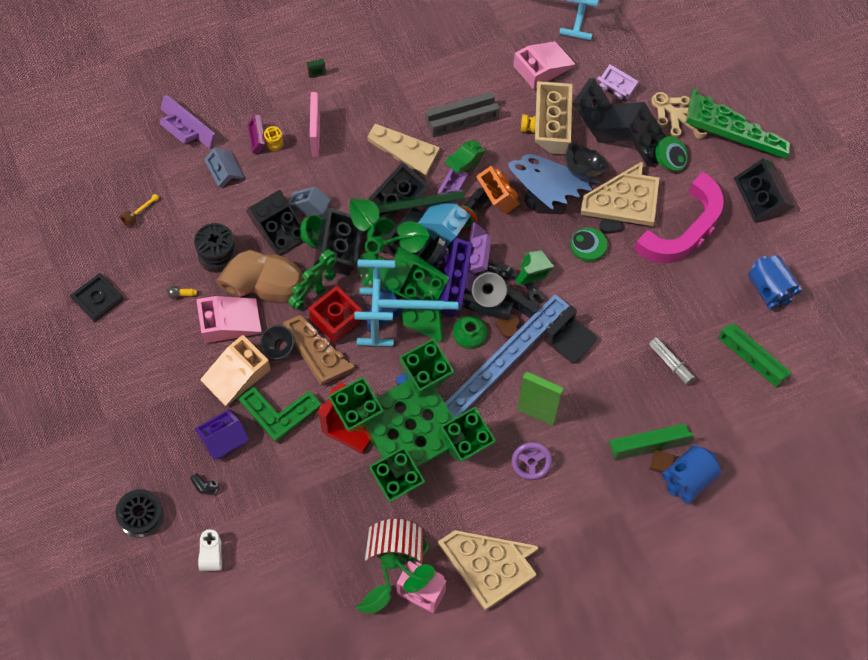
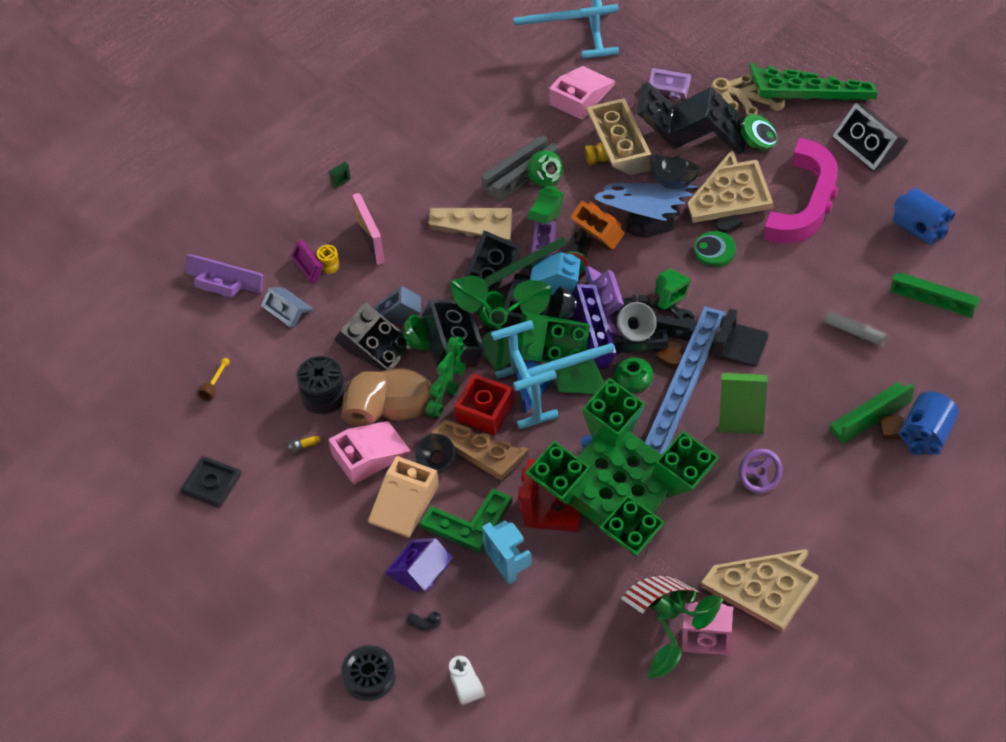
camera: 15 degrees left, 10 degrees down
(293, 450) = (501, 548): none -> medium azure panel
(473, 119) = (537, 168): none -> green piece

